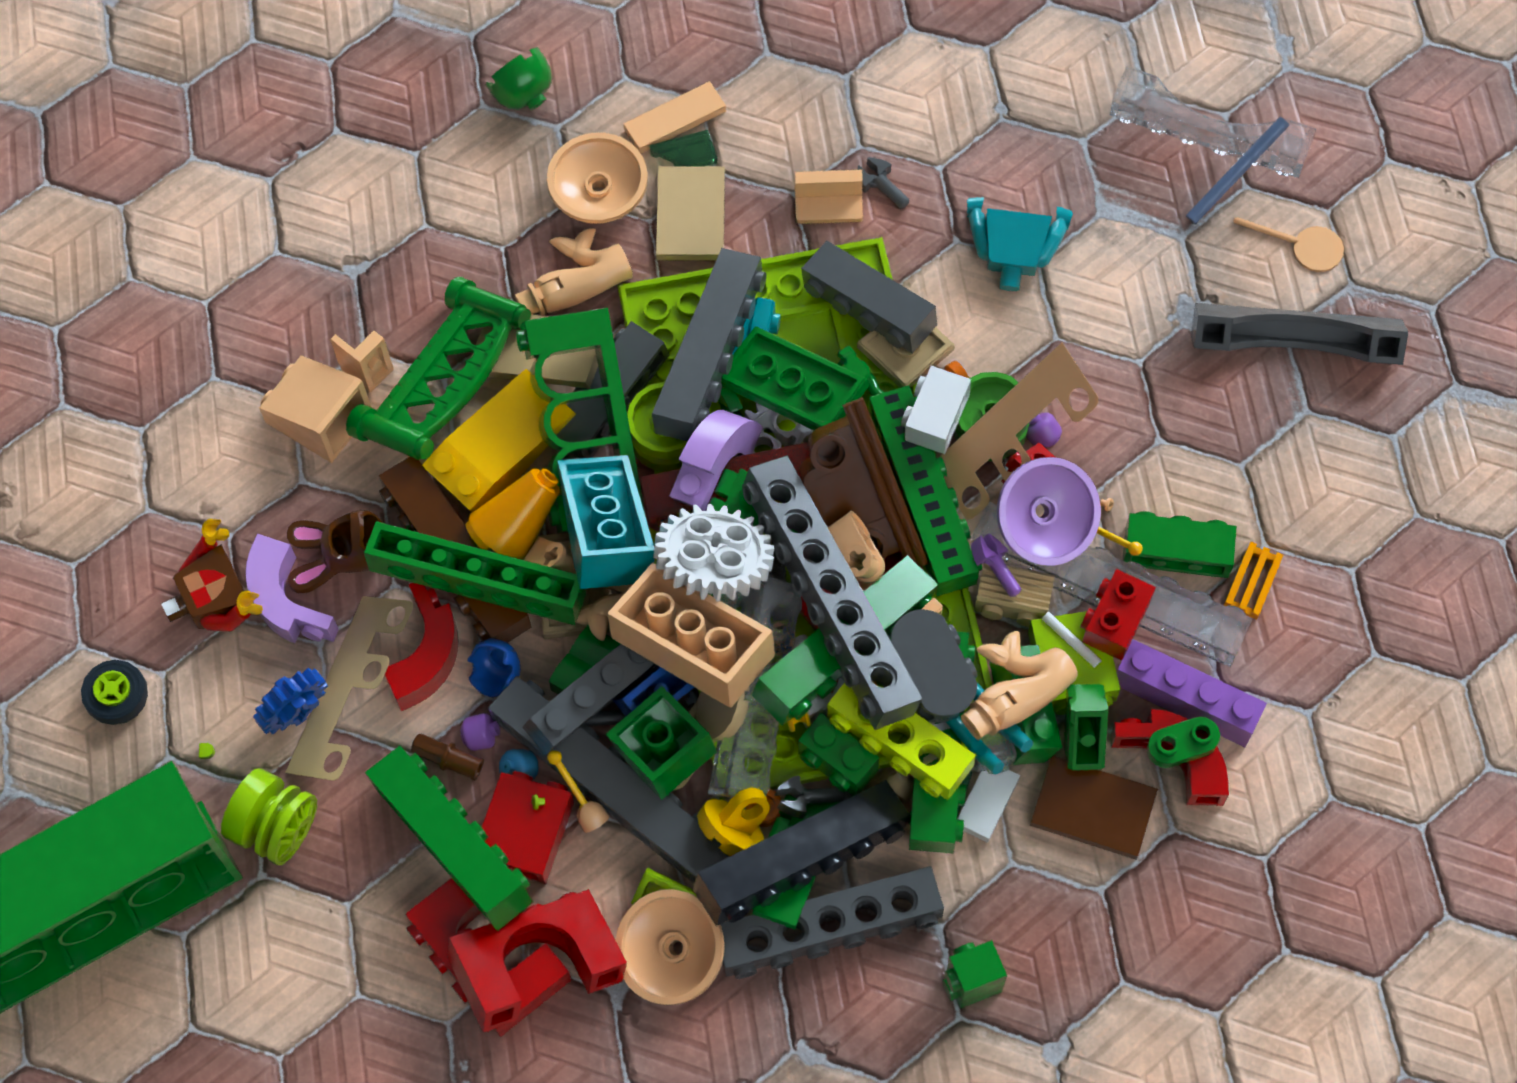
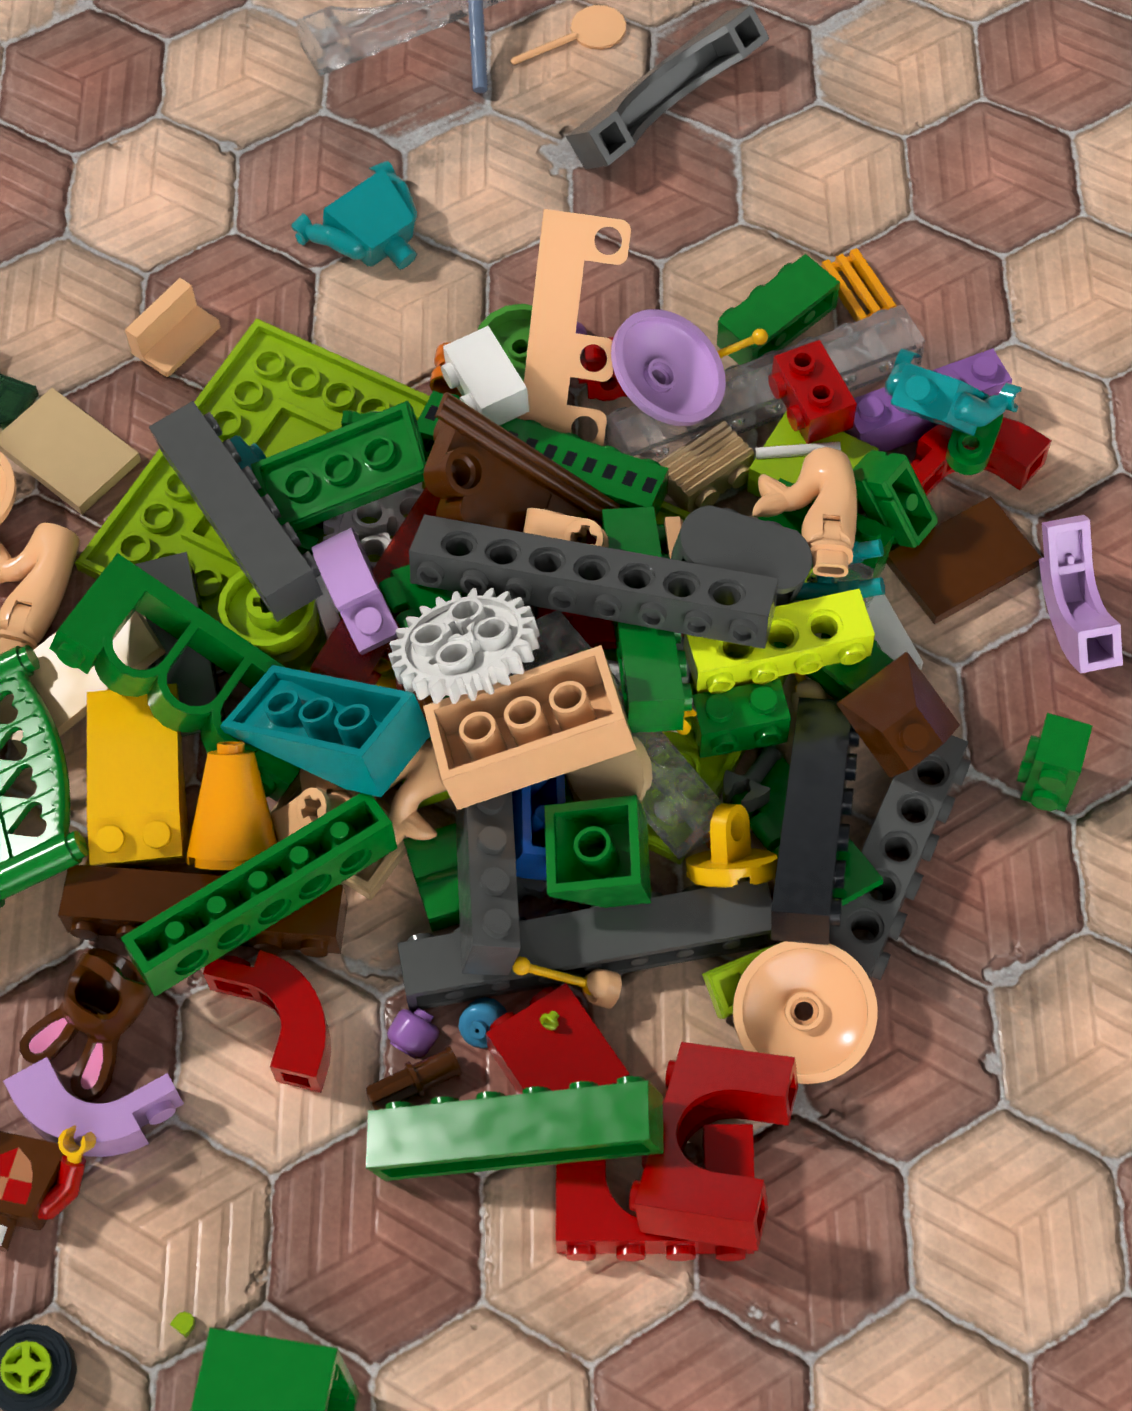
camera: 50 degrees left, 5 degrees down
(268, 816) = (329, 1299): lime wheel -> none
(290, 701) = (220, 1184): blue gear -> none
(345, 674) = (232, 1115): tan piece -> none
(493, 666) = (365, 961): blue hair -> none
(869, 297) = (311, 360): dark grey brick -> none
(881, 181) = (199, 281): dark grey bar -> none
(901, 365) = (383, 373): tan tile -> none
(917, 850) = (899, 716): none -> reddish brown slope
(990, 551) = (657, 448): medium lavender bar -> none
(1119, 901) = (1078, 616): none -> lavender arch
(1173, 700) = (943, 397): none -> teal torso

